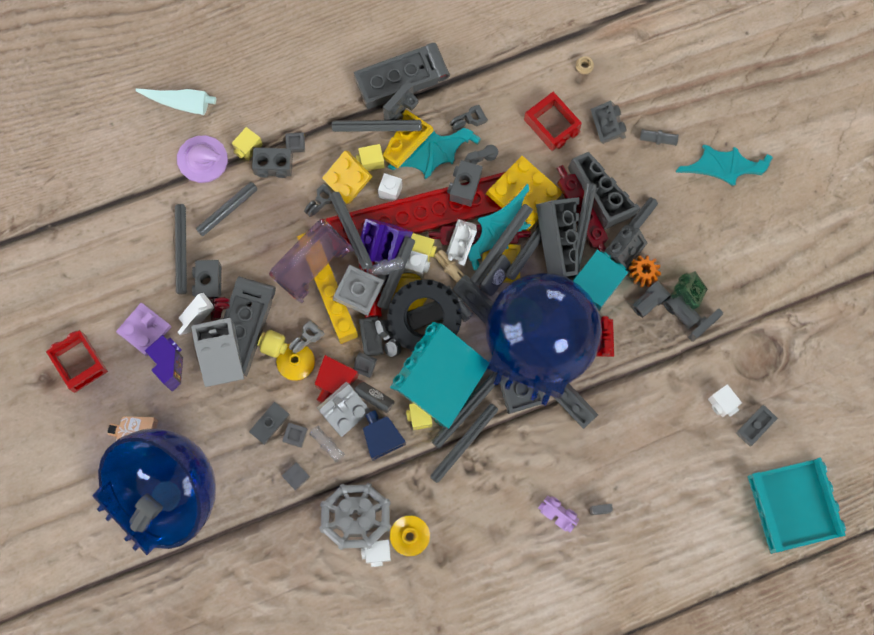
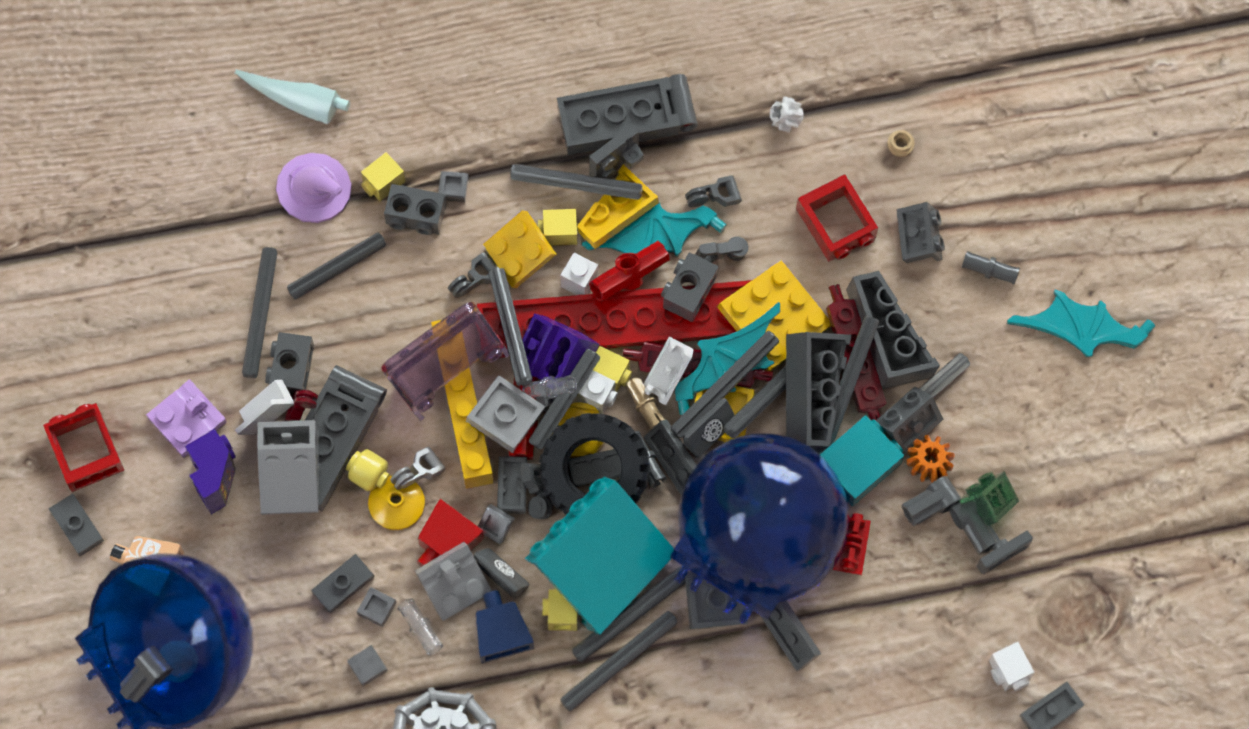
camera: 10 degrees right, 5 degrees down
(81, 414) = (76, 524): none -> dark grey plate
(423, 179) = (629, 271): none -> red piece
(506, 58) = (786, 114): none -> white gear

